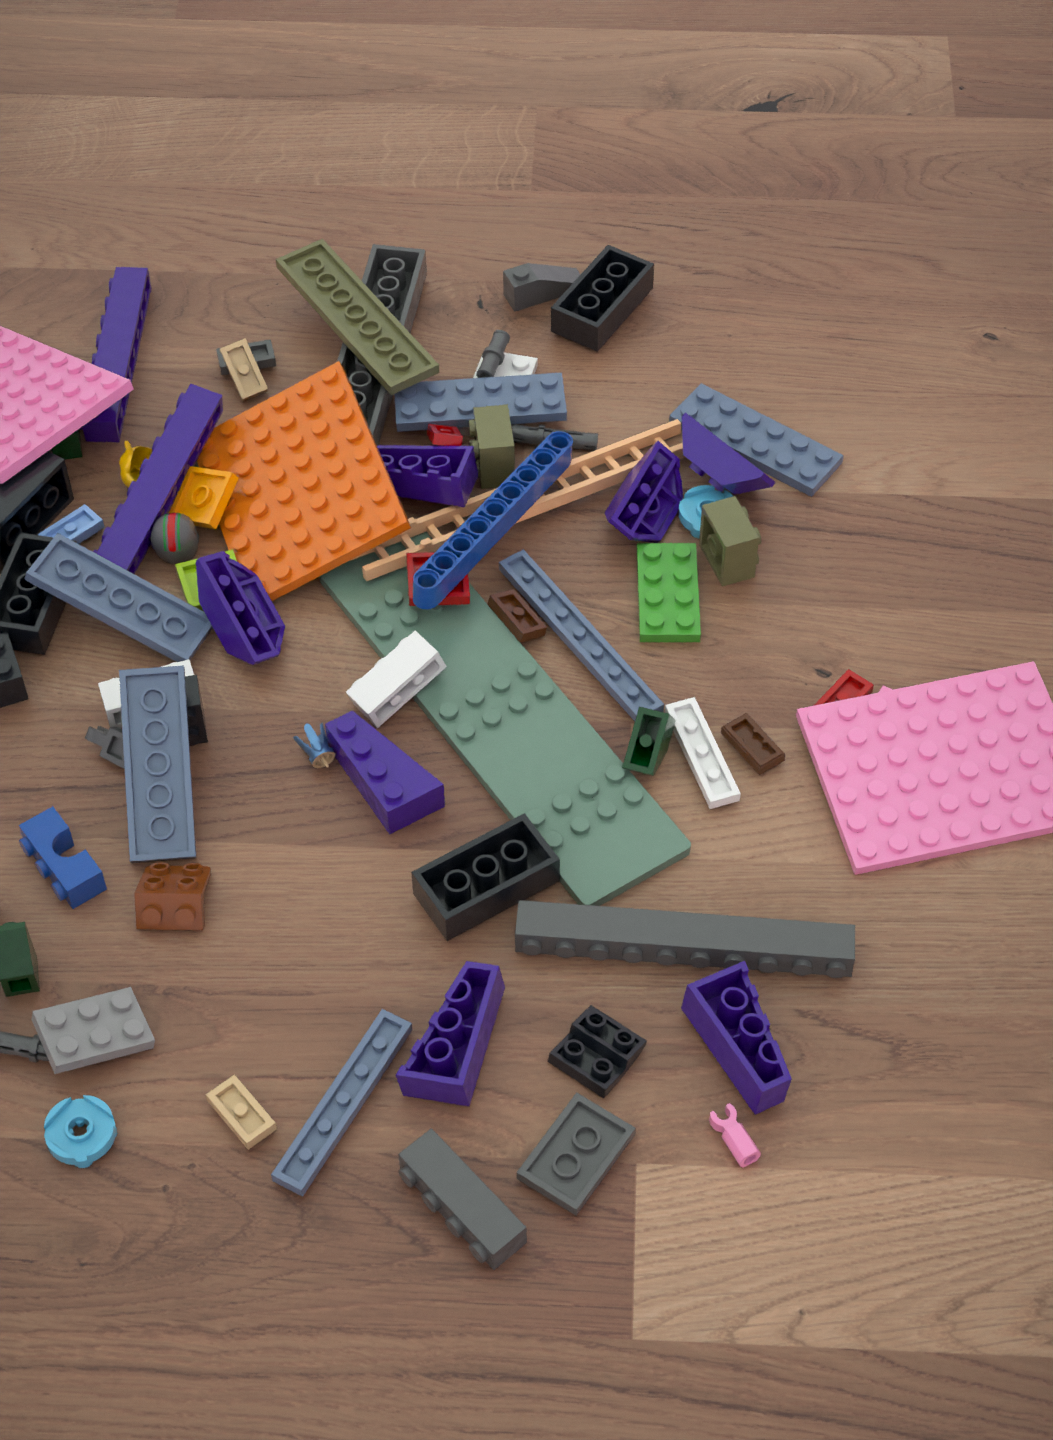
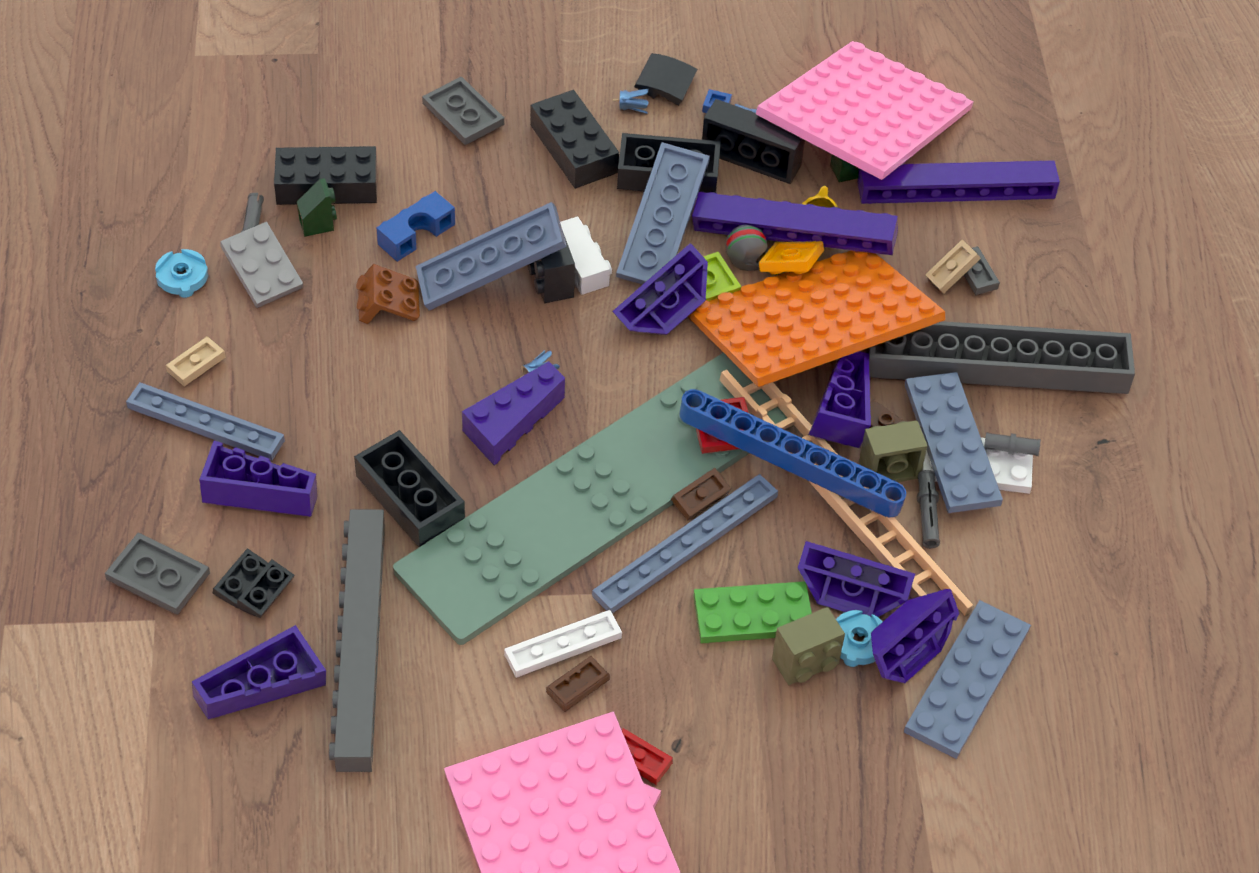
camera: 80 degrees right, 0 degrees up
(76, 525) = (746, 182): light blue plate -> none
(357, 316) = (1019, 326): olive plate -> none
(396, 678) = (608, 408): white brick -> none
(444, 435) = (891, 410): red plate -> none
(462, 1199) = (117, 501): dark grey brick -> none
(536, 284) = (1136, 483): dark grey slope -> none
(602, 298) = (1122, 529): black brick -> none
(648, 741) = (564, 596): dark green slope -> none
(735, 1137) = (172, 682): bright pink bar -> none

